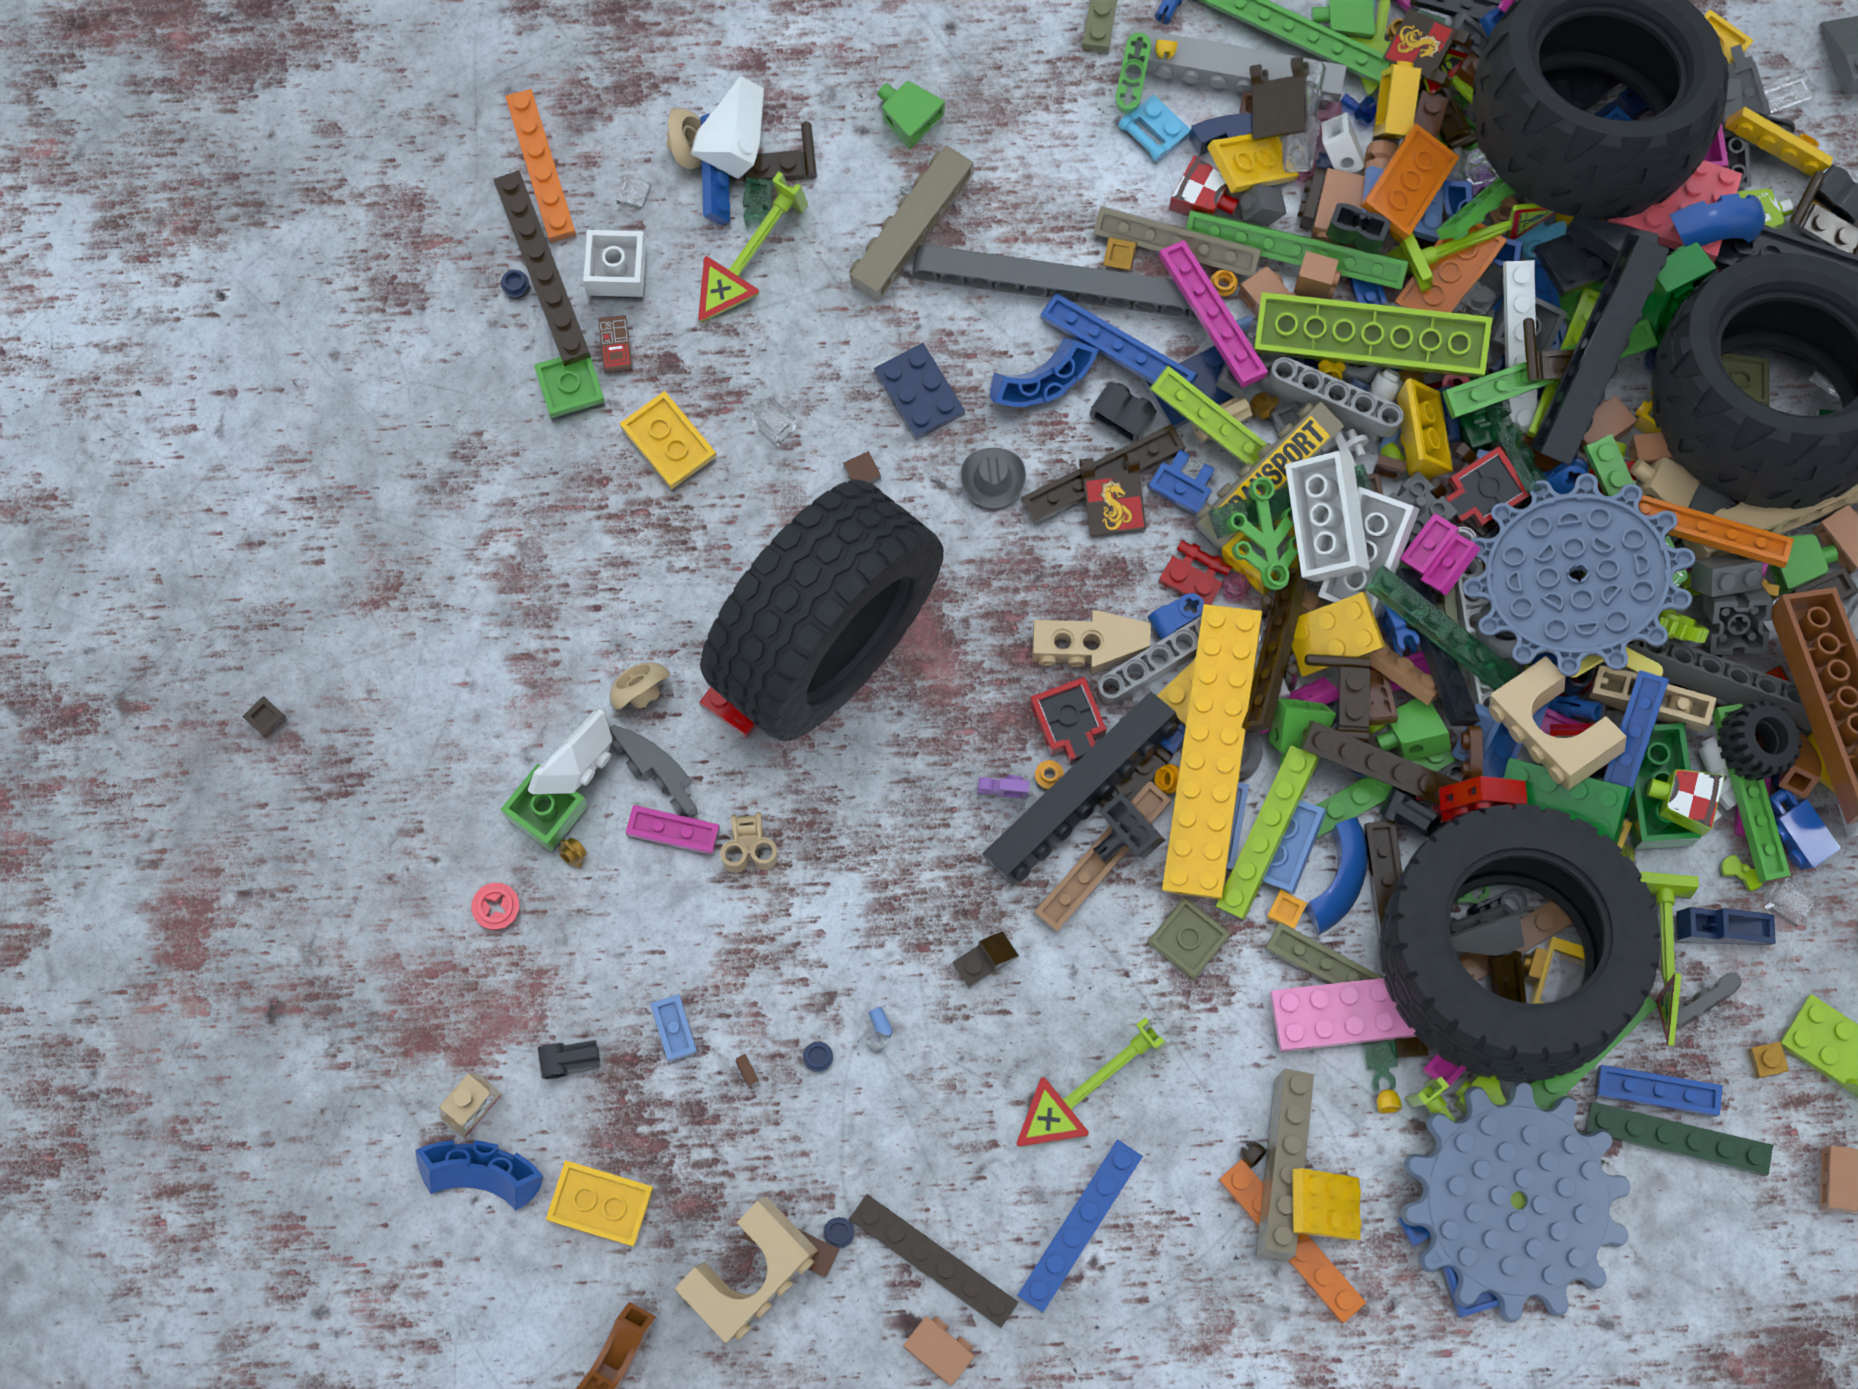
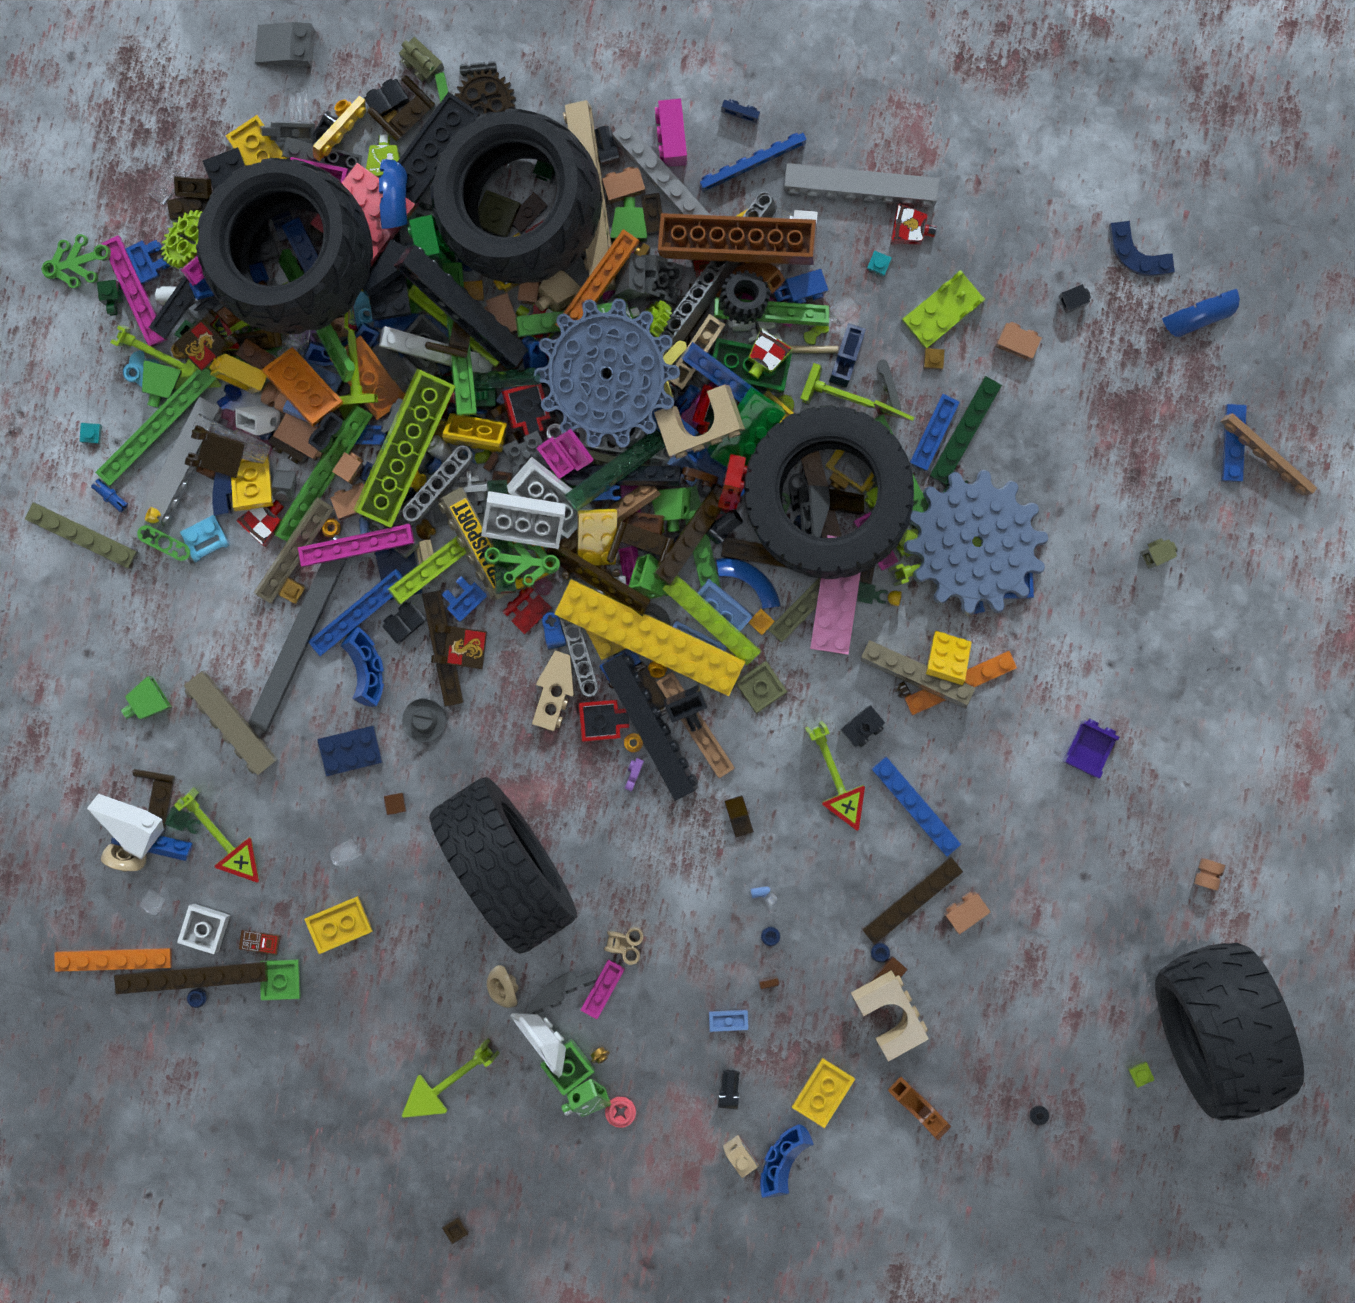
camera: 75 degrees left, 15 degrees up
(447, 622) = (424, 1099): none -> lime piece
(503, 848) = (586, 1099): none -> bright green torso
(1177, 1106) = (862, 726): none -> black brick
(1623, 382) = (475, 289): none -> light orange plate
(1714, 872) = (814, 349): none -> tan bar

